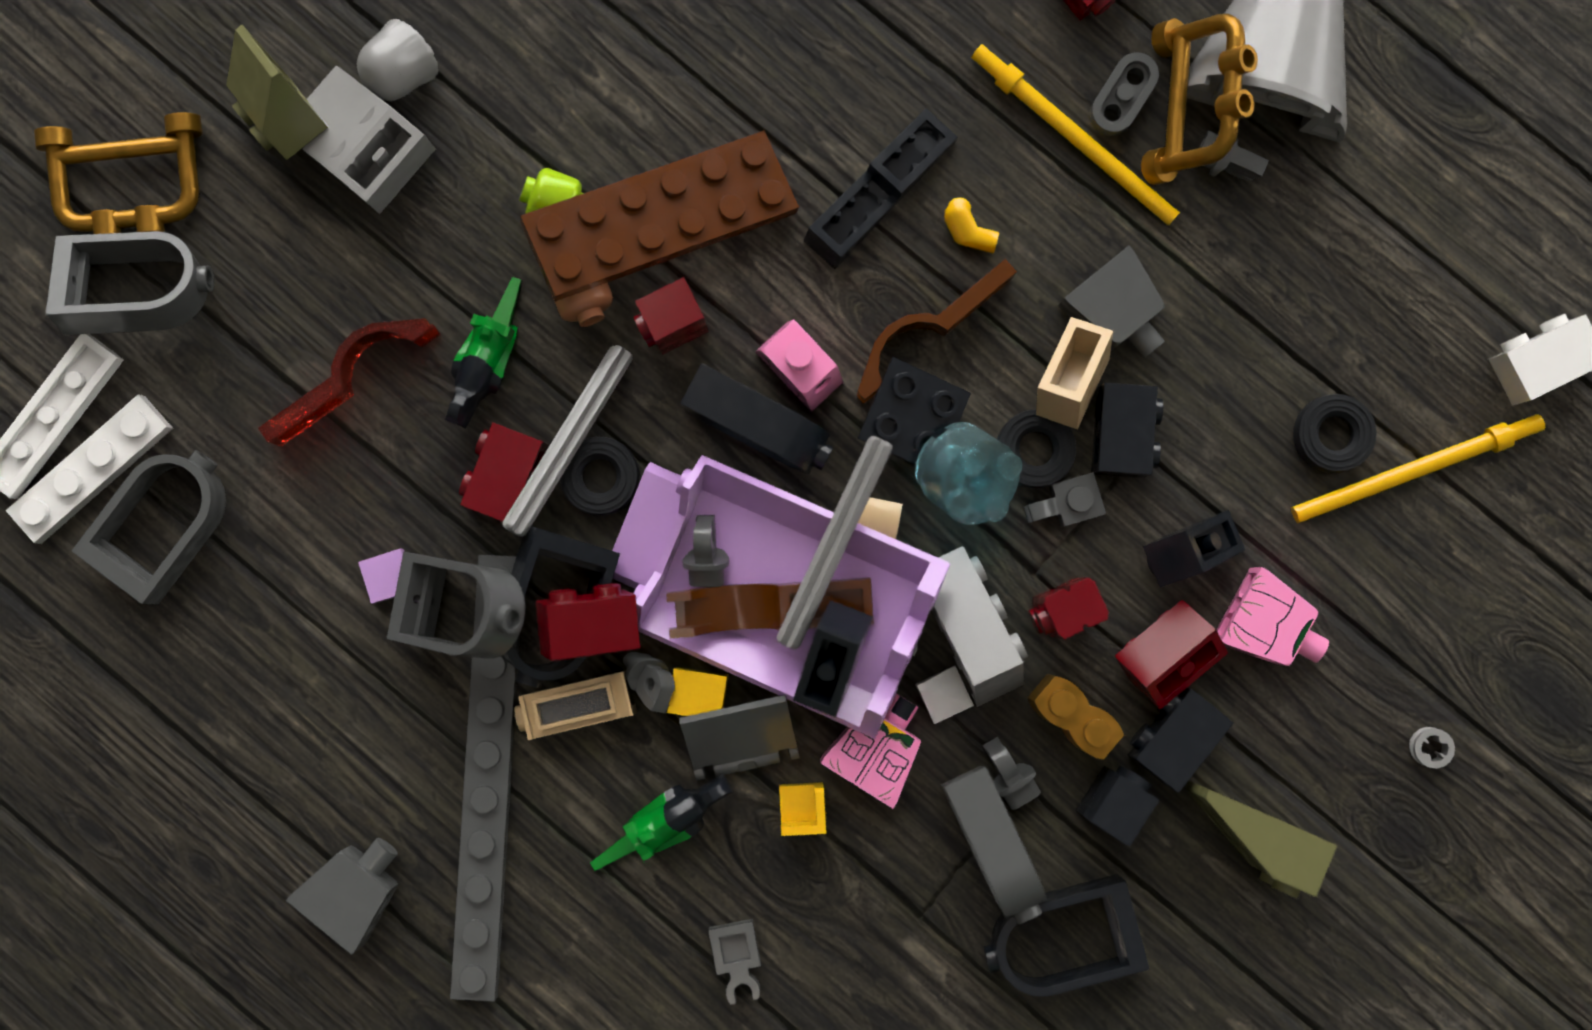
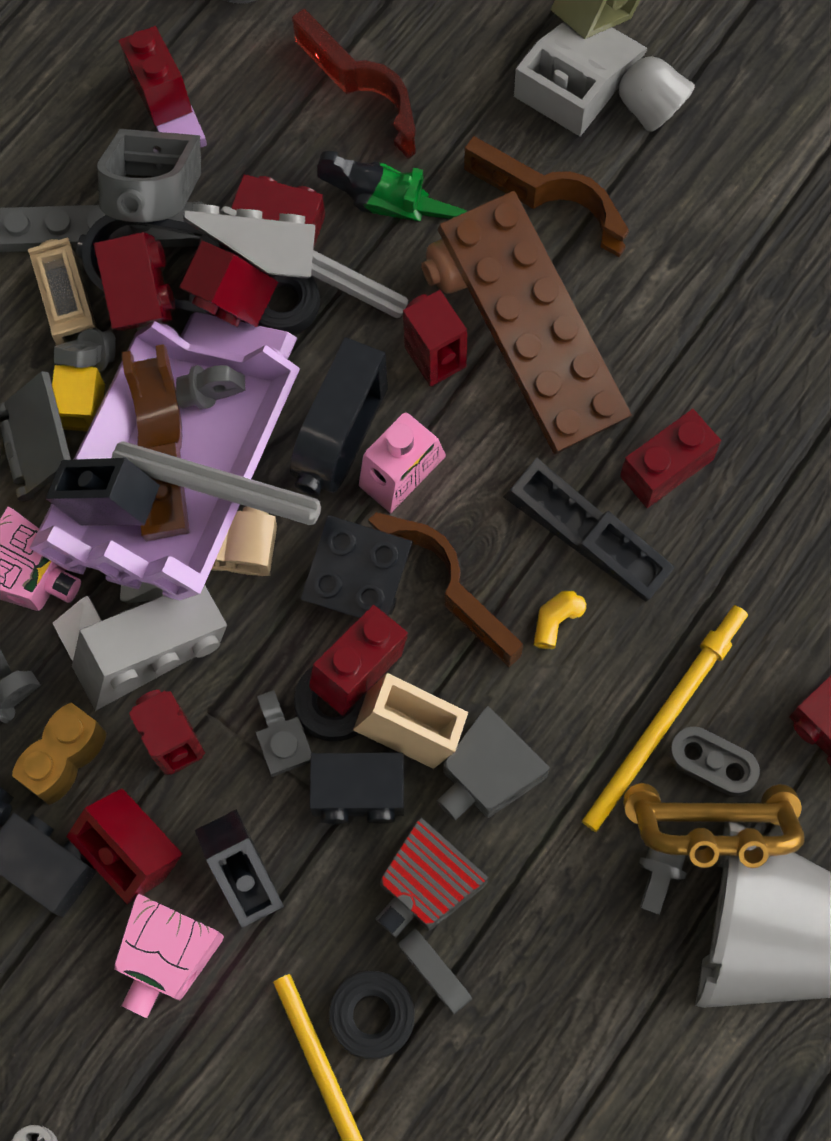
camera: 85 degrees right, 15 degrees down
(323, 597) = (155, 75): none -> dark red brick
(496, 204) = (535, 188): none -> reddish brown piece
(548, 189) = (550, 226): lime head -> none
(562, 476) = (268, 245): none -> light grey slope
(600, 525) = (228, 286): none -> dark red brick
(818, 96) = (670, 458): none -> dark red brick
(968, 474) = (297, 621): clear light blue brick -> none
(1012, 417) = (358, 659): none -> dark red brick
(1220, 372) = (427, 881): none -> torso
(1302, 372) = (434, 971): none -> dark grey beam

